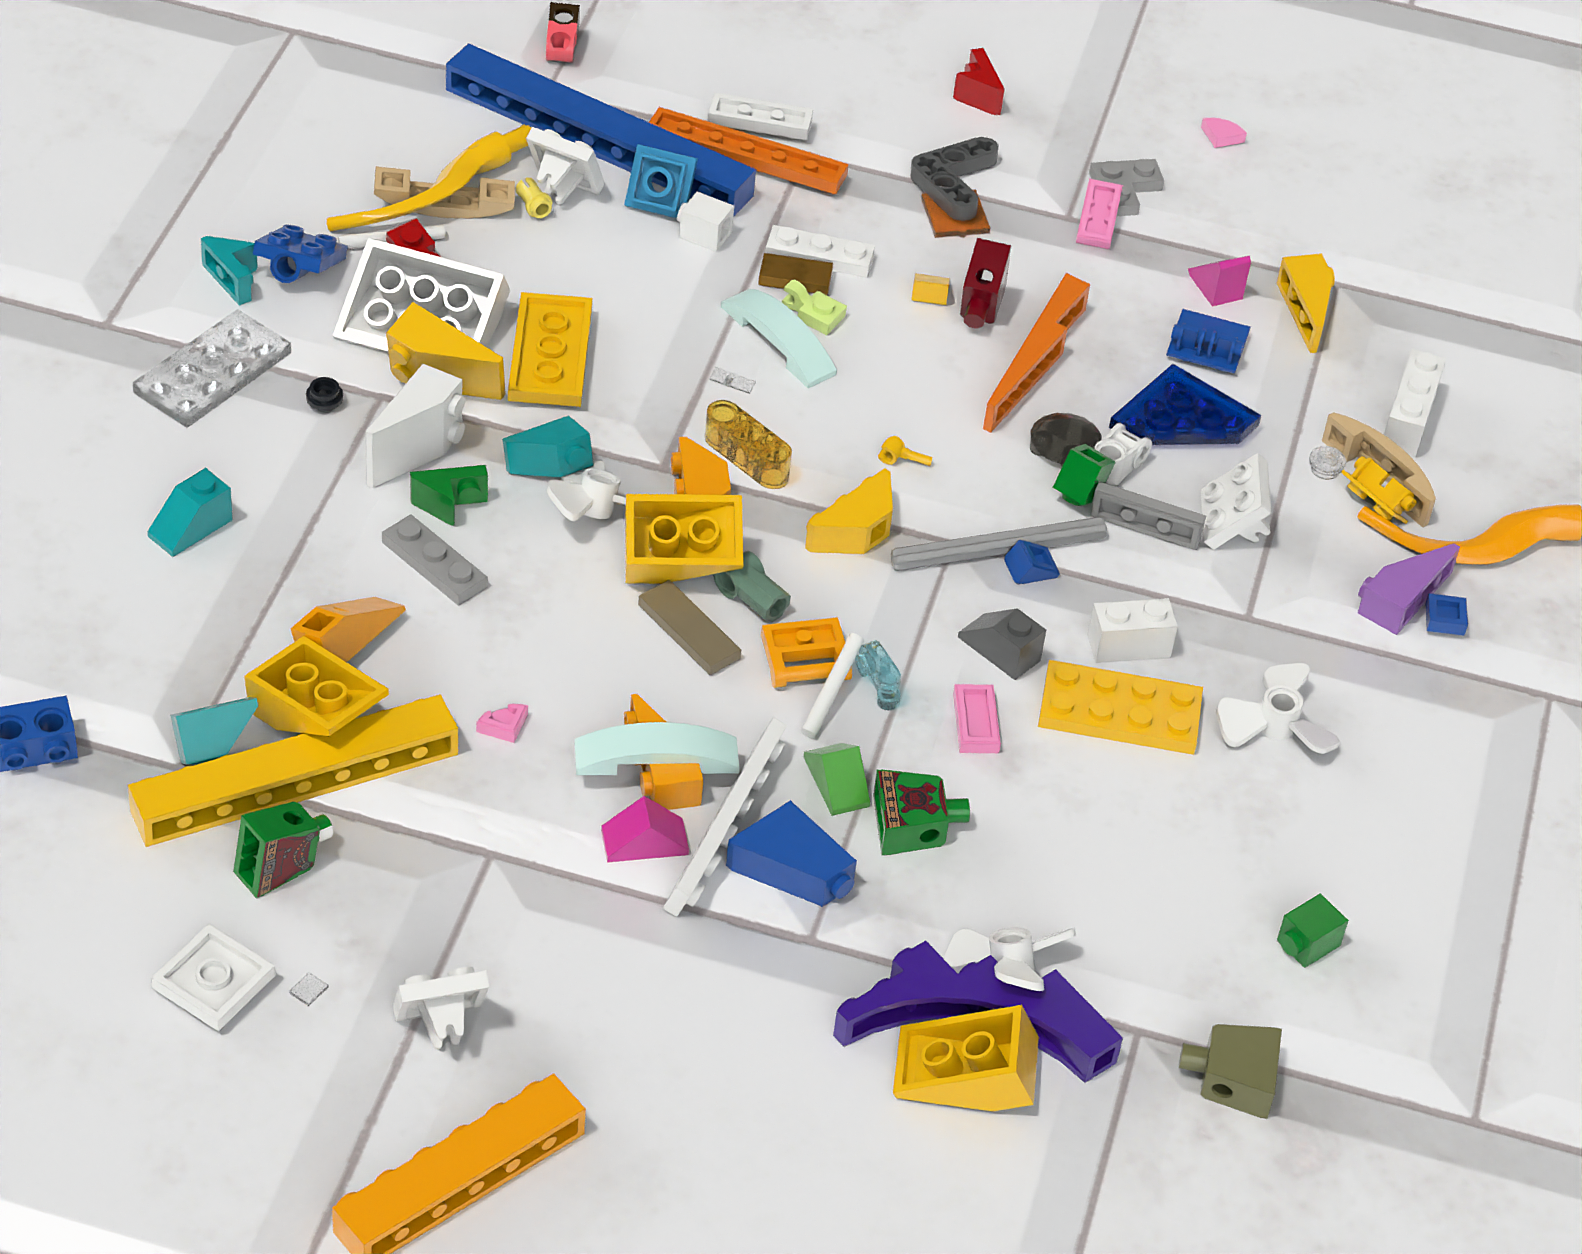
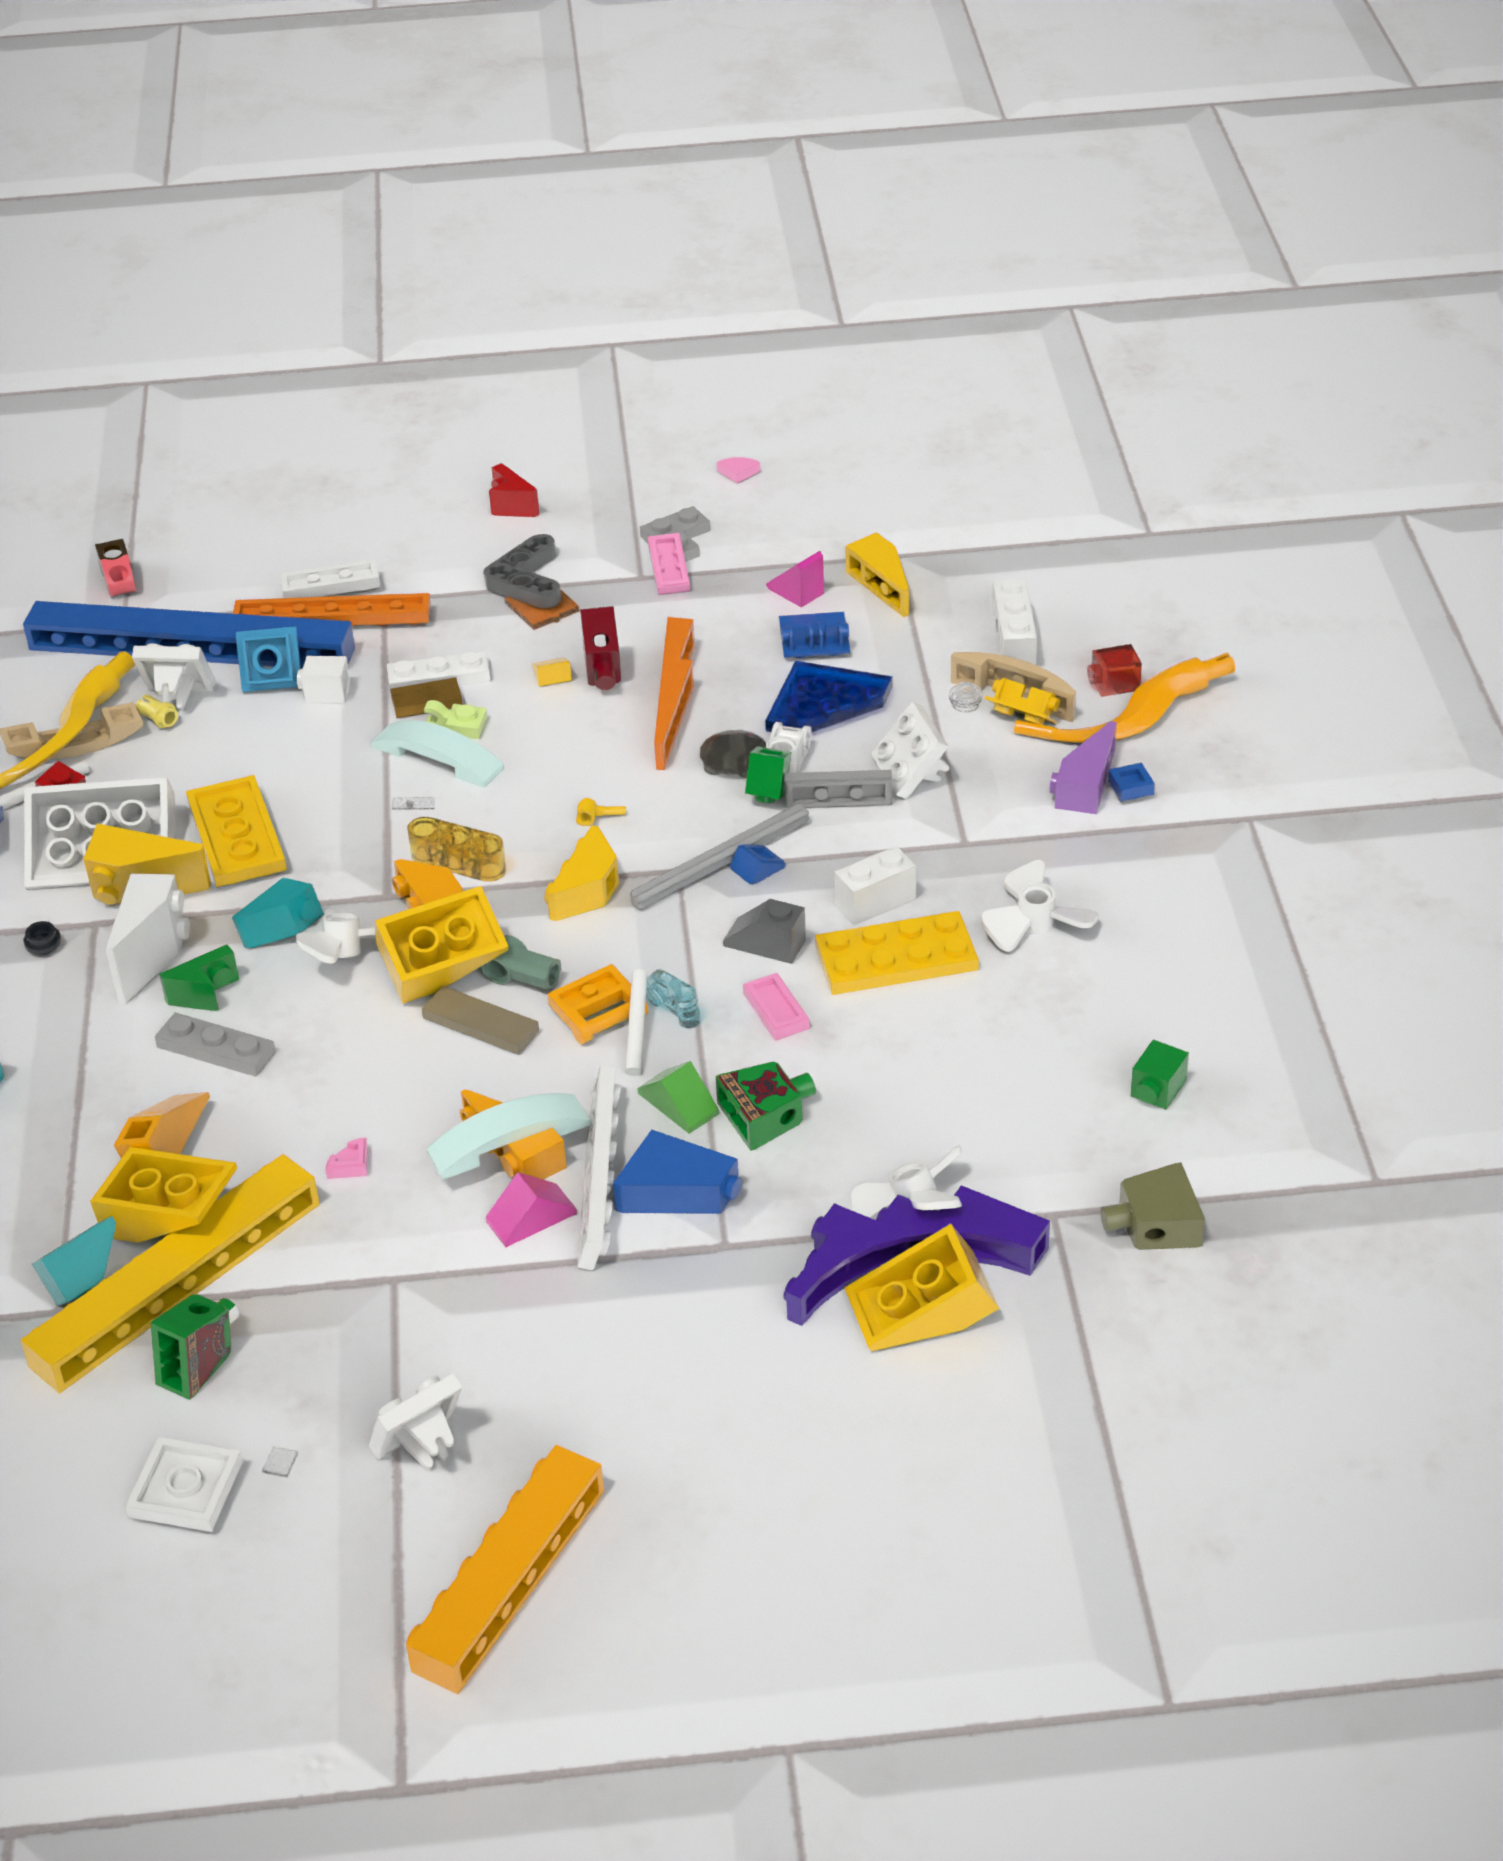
camera: 15 degrees left, 5 degrees down
(1492, 488) = (1115, 670): none -> clear red brick

